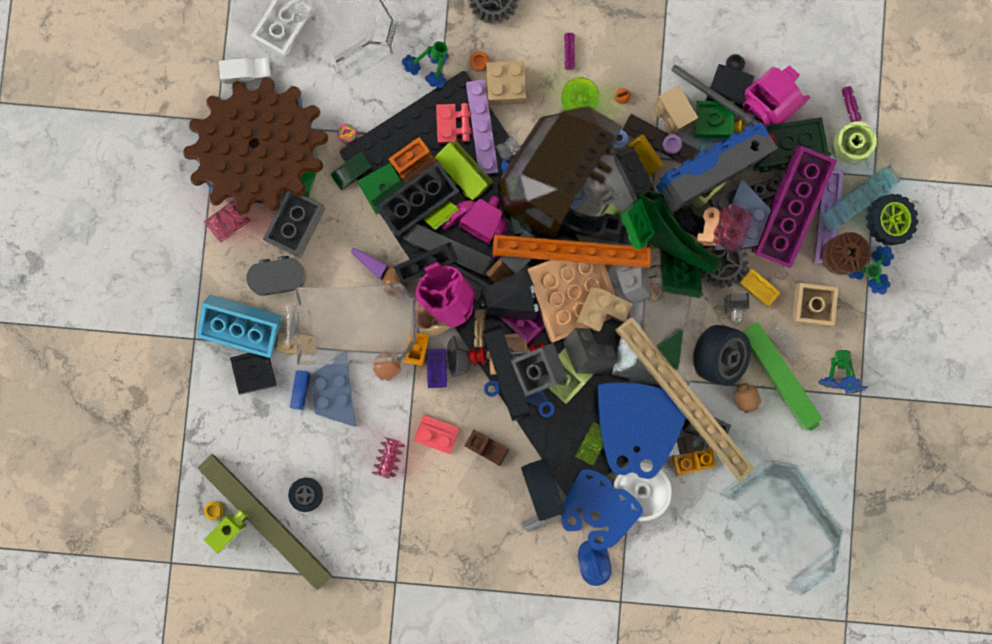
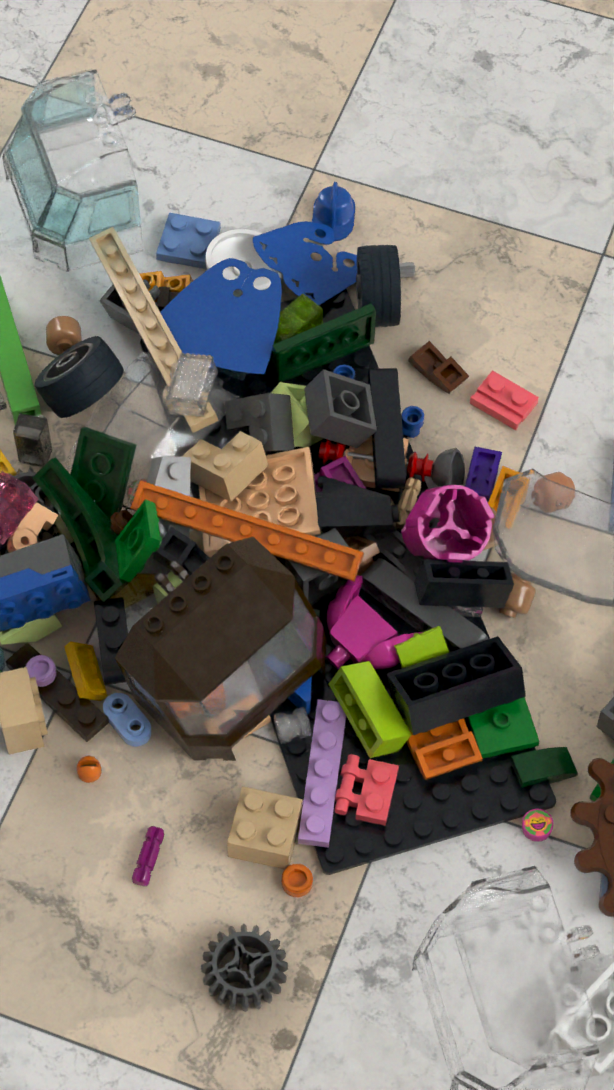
camera: 165 degrees left, 25 degrees down
(375, 266) = (543, 628): medium lavender slope -> none
(388, 458) = (578, 382): clear pink piece -> none
(438, 55) = (362, 885): plant -> none
(563, 432) = (323, 343): none -> dark green tile
(582, 87) = (165, 791): clear neon green piece -> none
(640, 342) = (190, 384): none -> clear brick
(656, 248) = (120, 520): none -> reddish brown plate
(671, 348) = (146, 381): dark green slope -> none
(690, 508) = (186, 240): none -> medium blue plate

